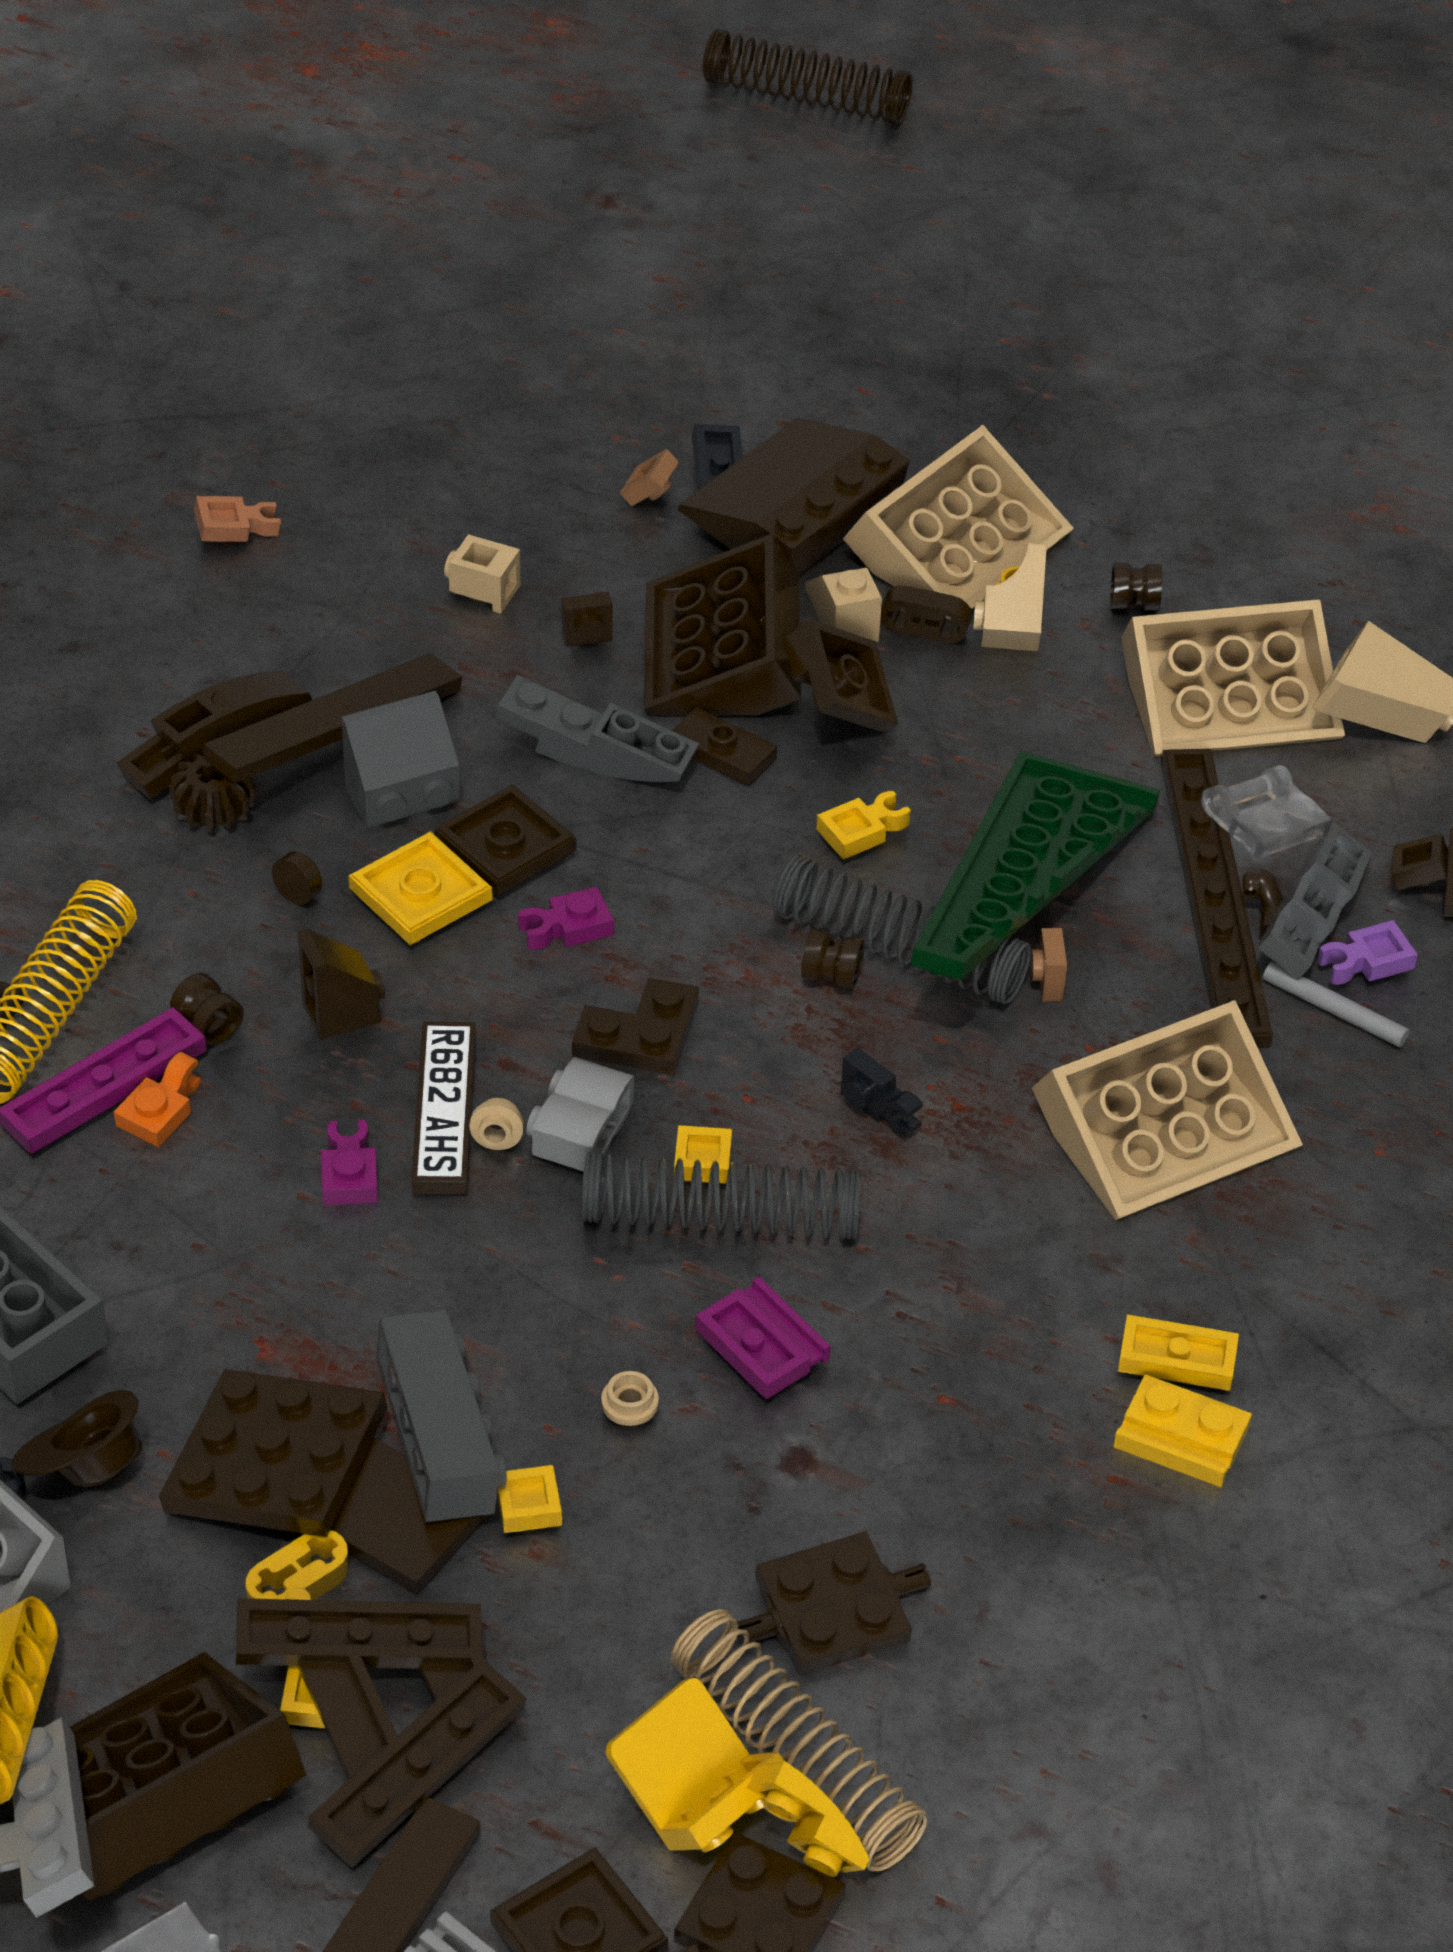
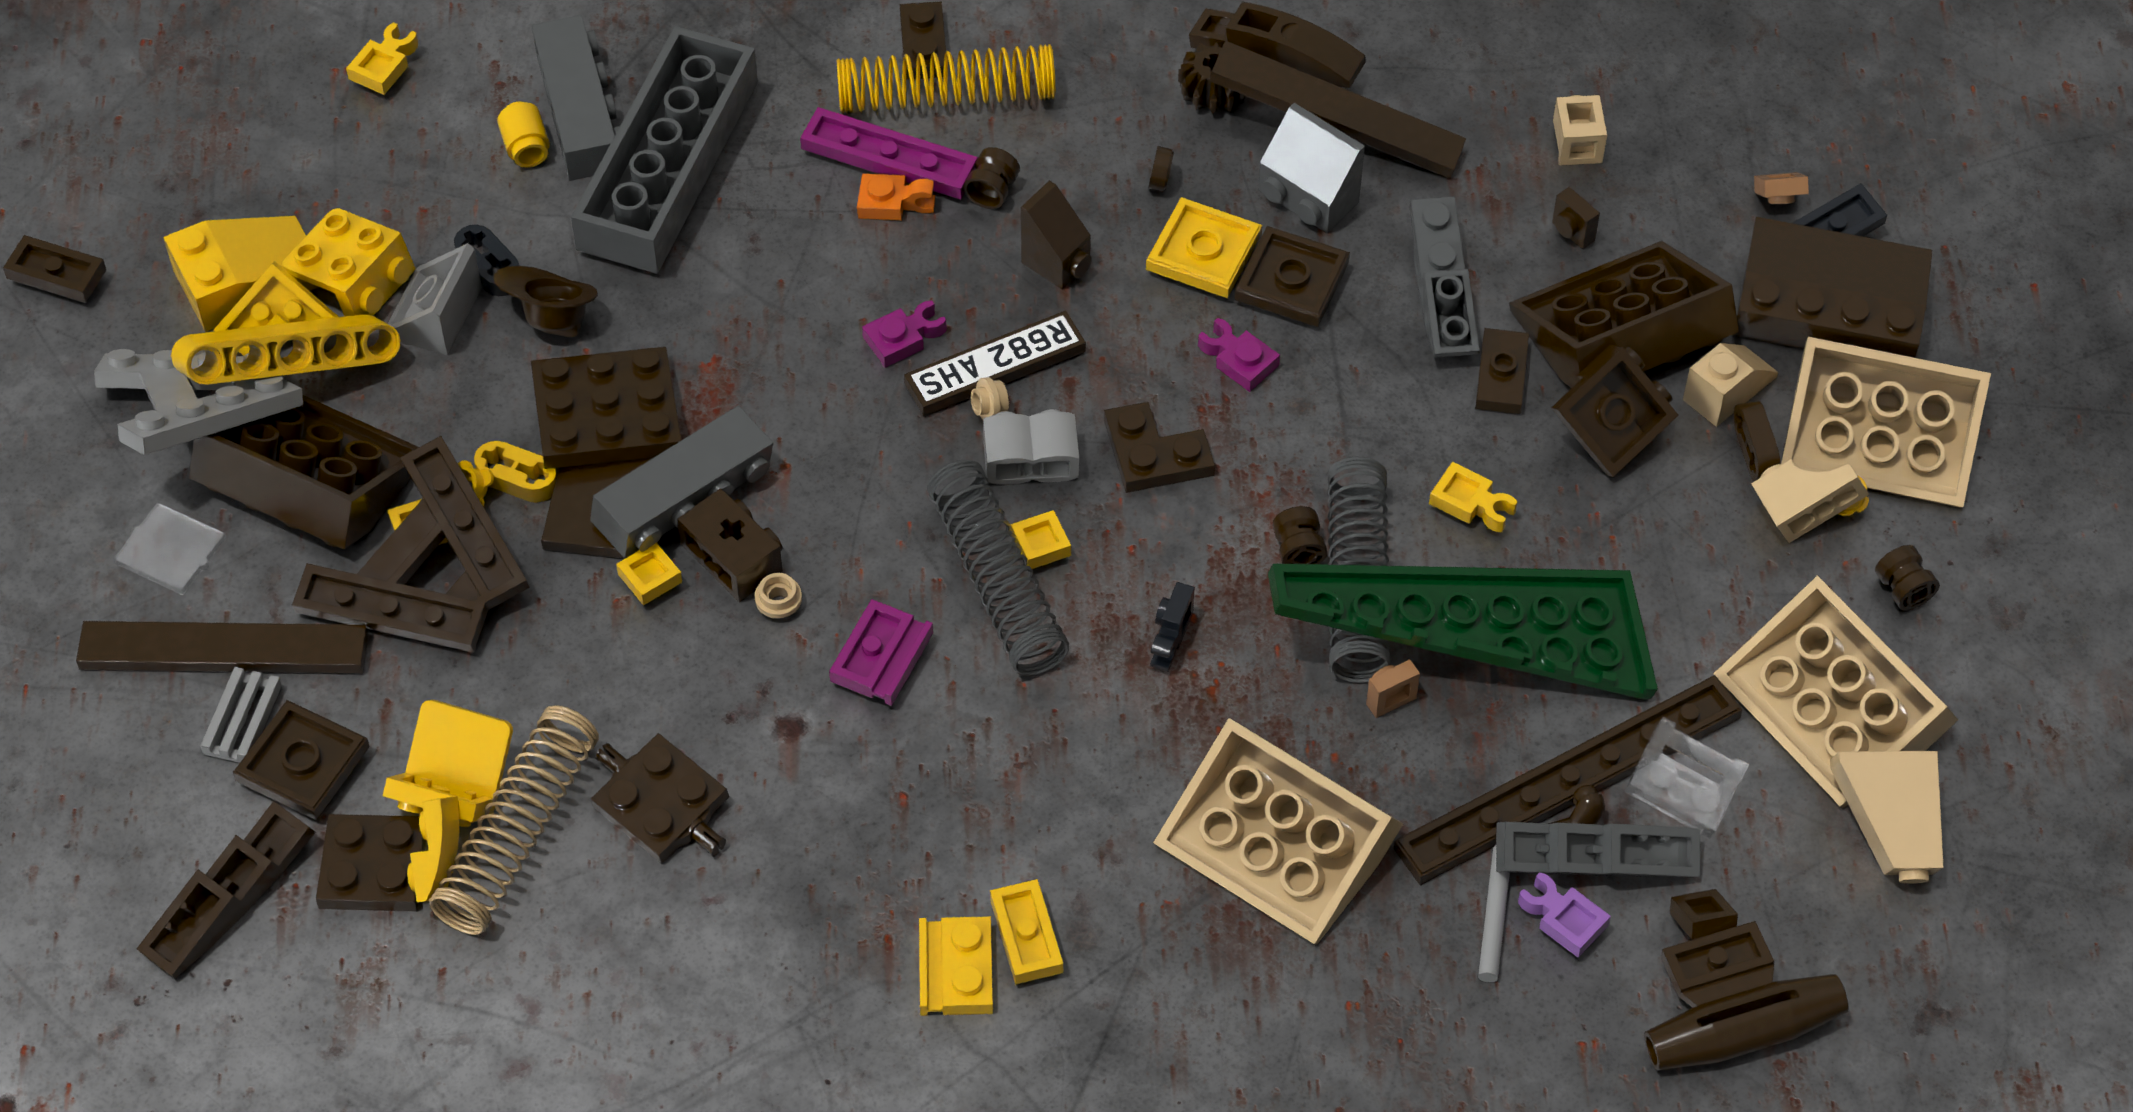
camera: 65 degrees right, 10 degrees up
(544, 1409) = (730, 543): none -> dark brown brick

